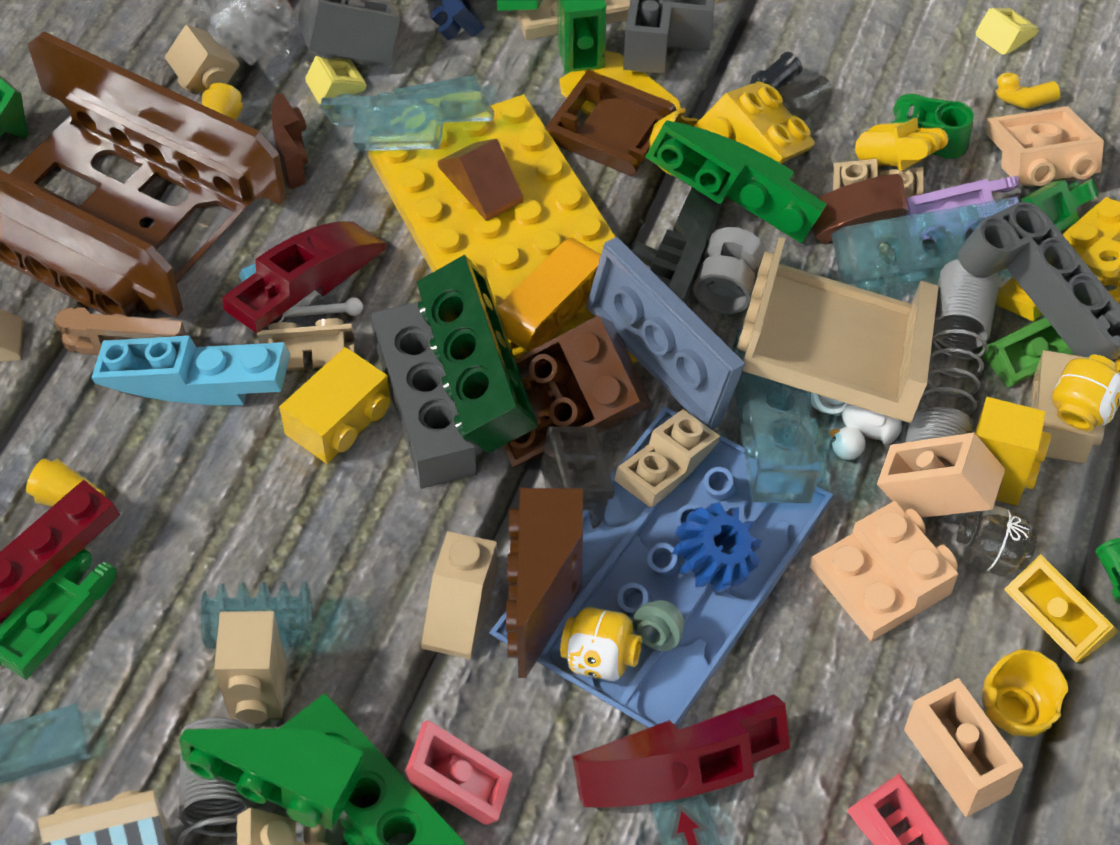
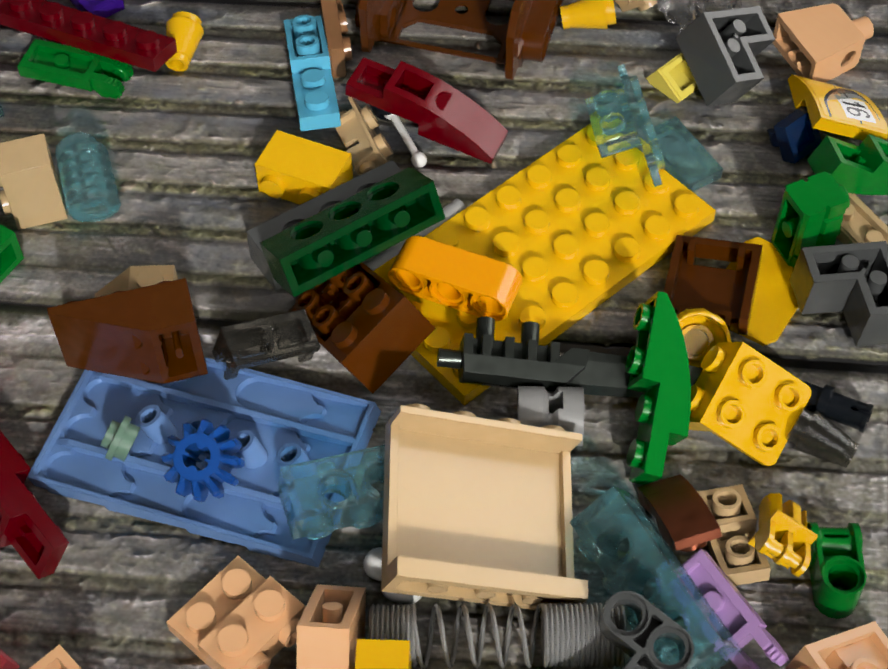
camera: 75 degrees right, 0 degrees up
(288, 128) = (581, 58): copper slope -> none
(483, 177) = (578, 196): copper slope -> none
(600, 643) = (93, 400): yellow head -> none
(665, 334) = (417, 359): sand blue tile -> none
(669, 458) = (308, 414): tan slope -> none

